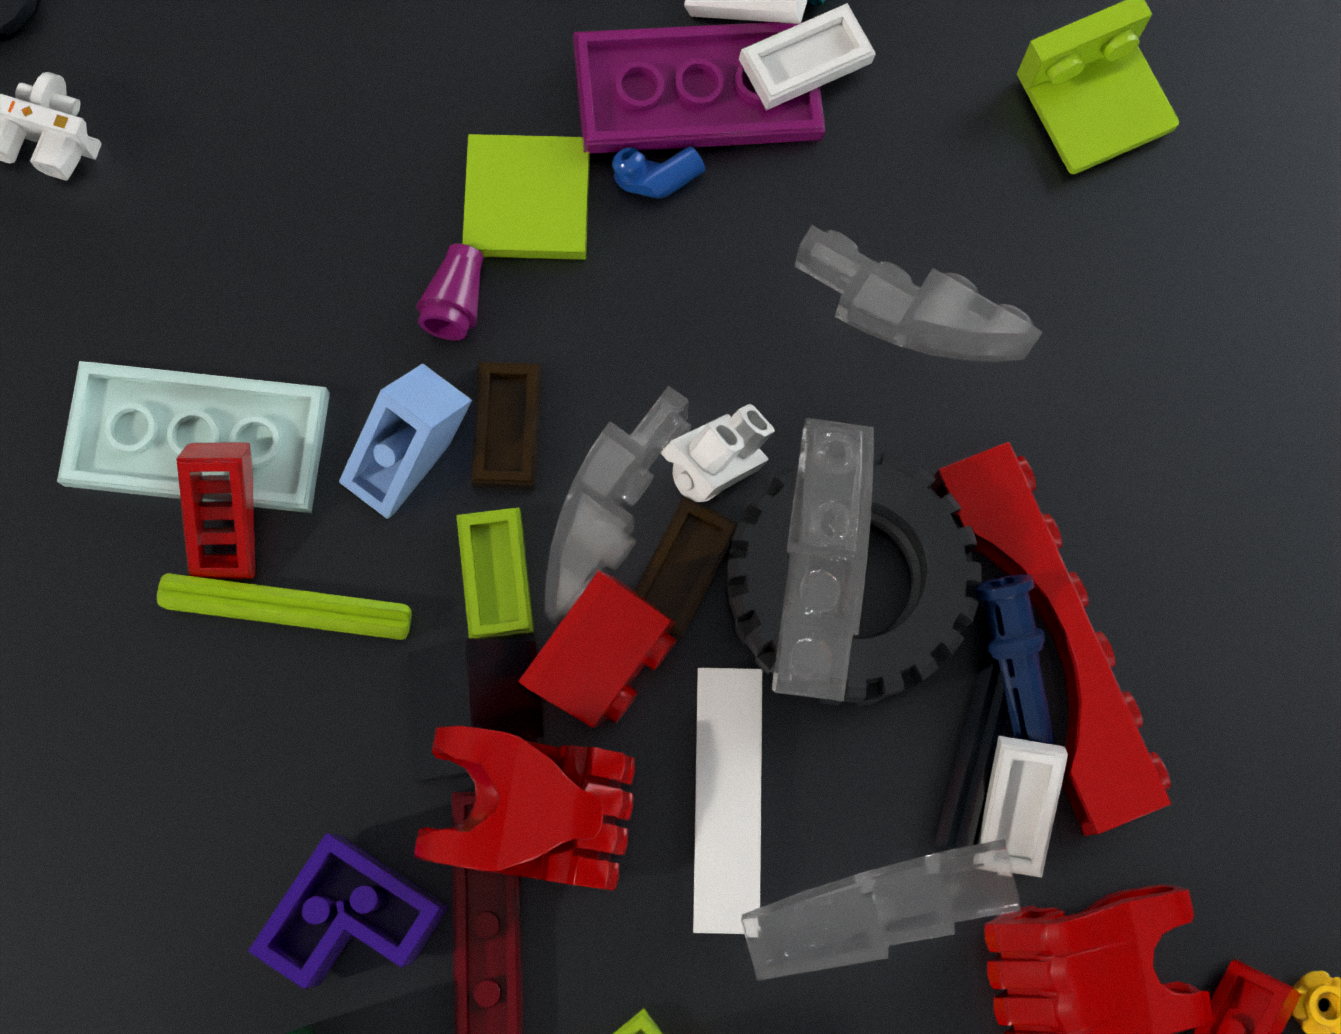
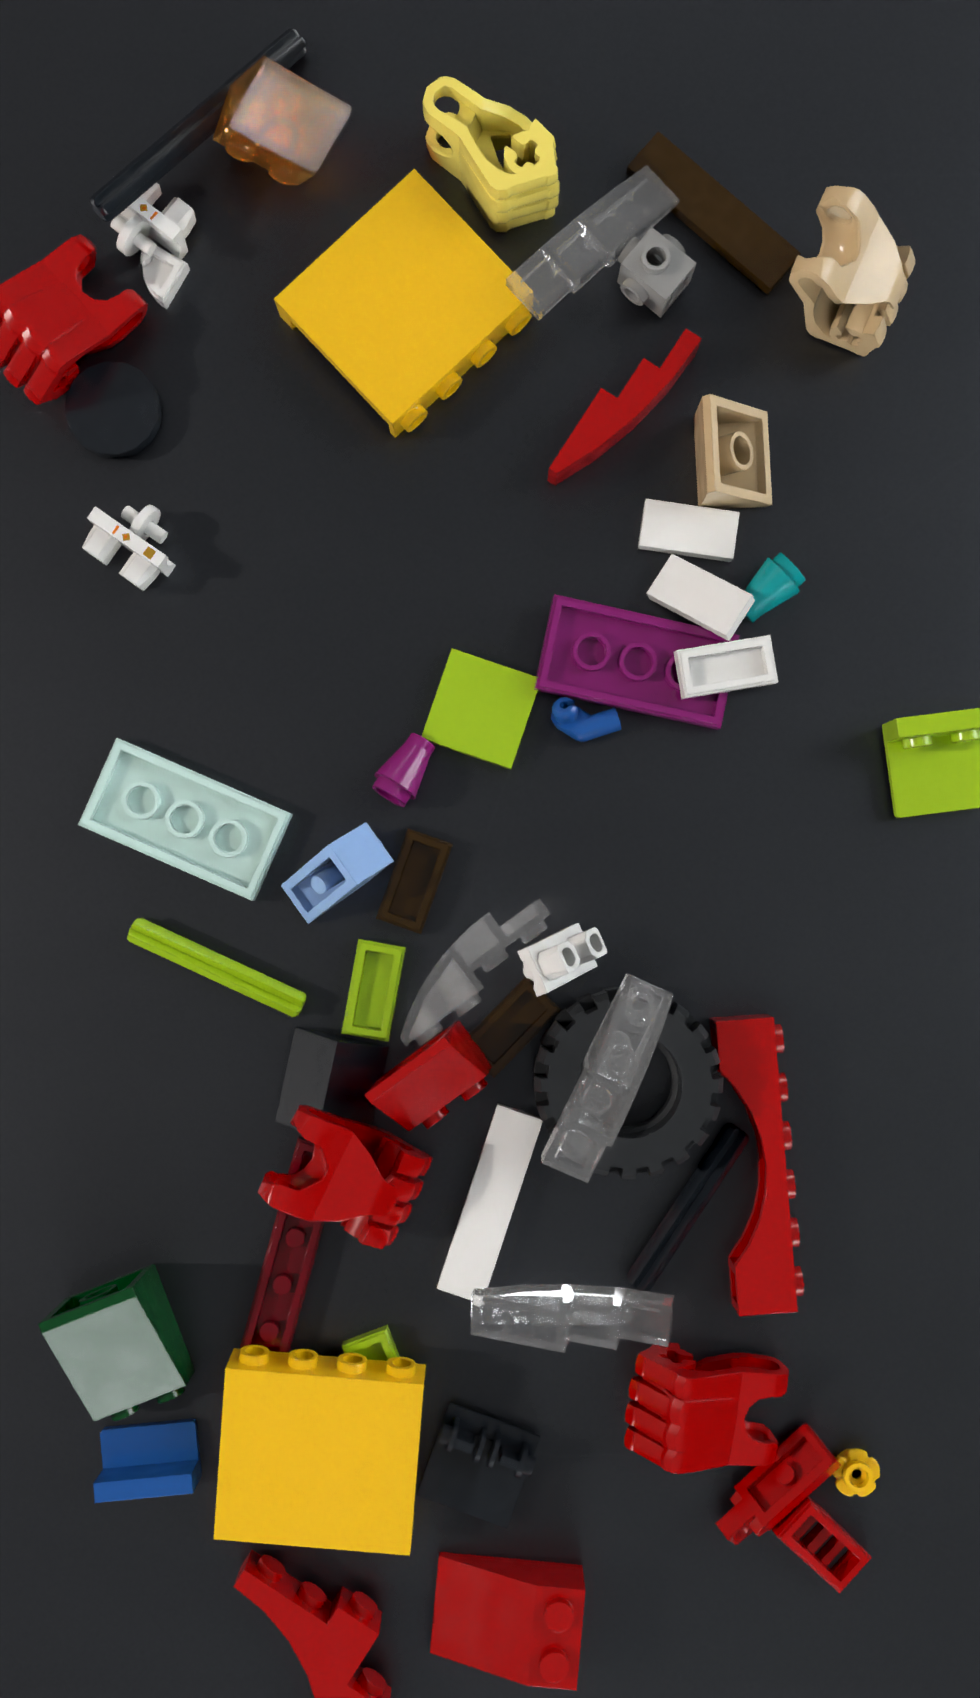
camera: 20 degrees right, 10 degrees up
(192, 484) = (196, 856): red slope -> none
(345, 896) = (207, 1194): dark purple brick -> none
(937, 319) = (757, 899): clear slope -> none
(1016, 646) = (727, 1166): dark blue pin -> none
(1023, 800) = (696, 1272): white tile -> none

